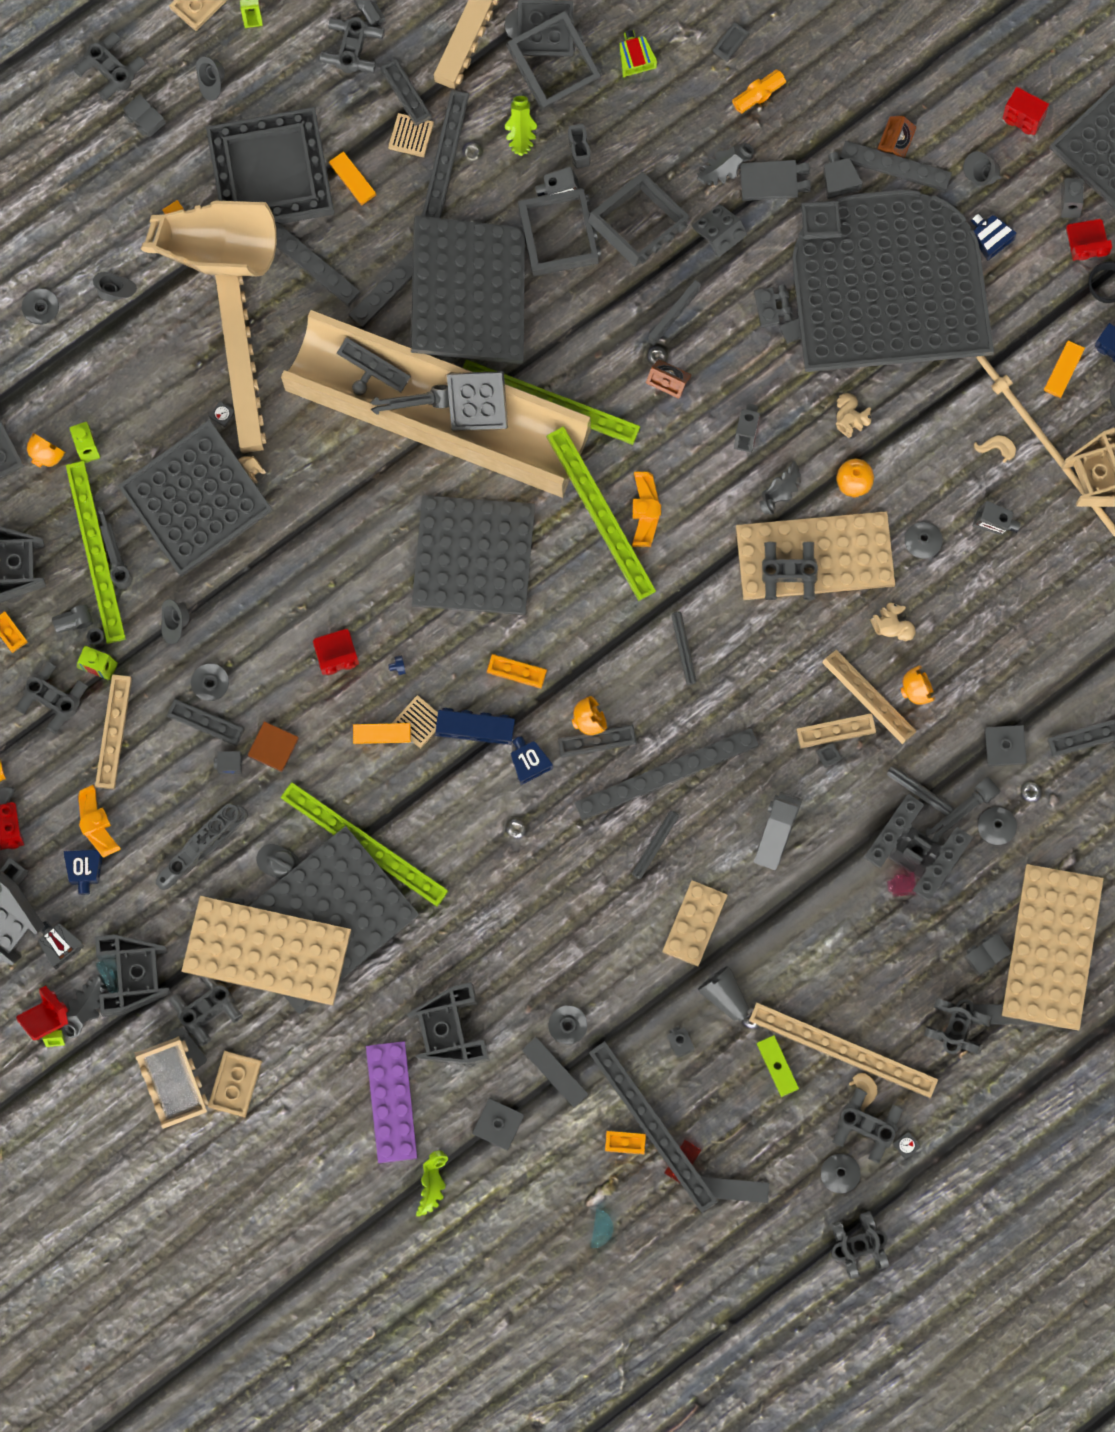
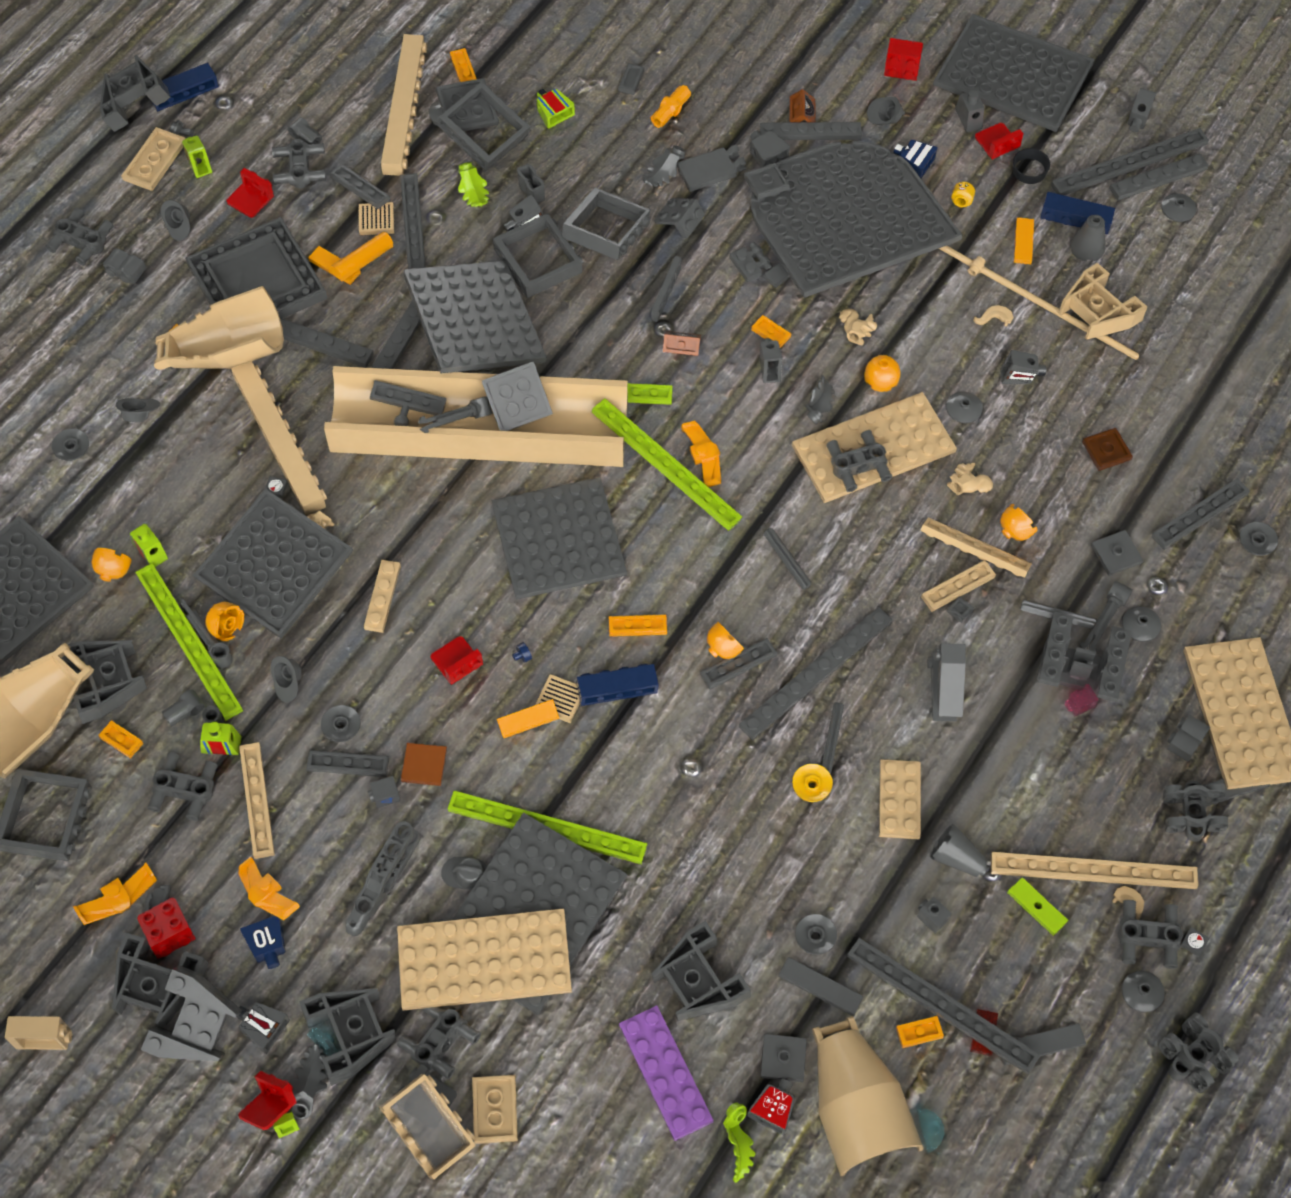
camera: 25 degrees left, 15 degrees down
(133, 542) = (223, 620): none -> light orange cylinder
(288, 563) = (382, 596): none -> tan plate
(292, 69) = (251, 194): none -> red bracket
(381, 179) = (361, 256): none -> light orange brick
(473, 1164) = (774, 1107): none -> torso
(529, 760) = (681, 699): dark blue torso -> none
(550, 1183) = (859, 1098): none -> tan windscreen
(615, 873) = (812, 774): none -> yellow dish
(762, 395) = (768, 329): none -> light orange plate
(1022, 296) = (963, 194): none -> yellow head
(1045, 632) = (1107, 449): none -> reddish brown tile

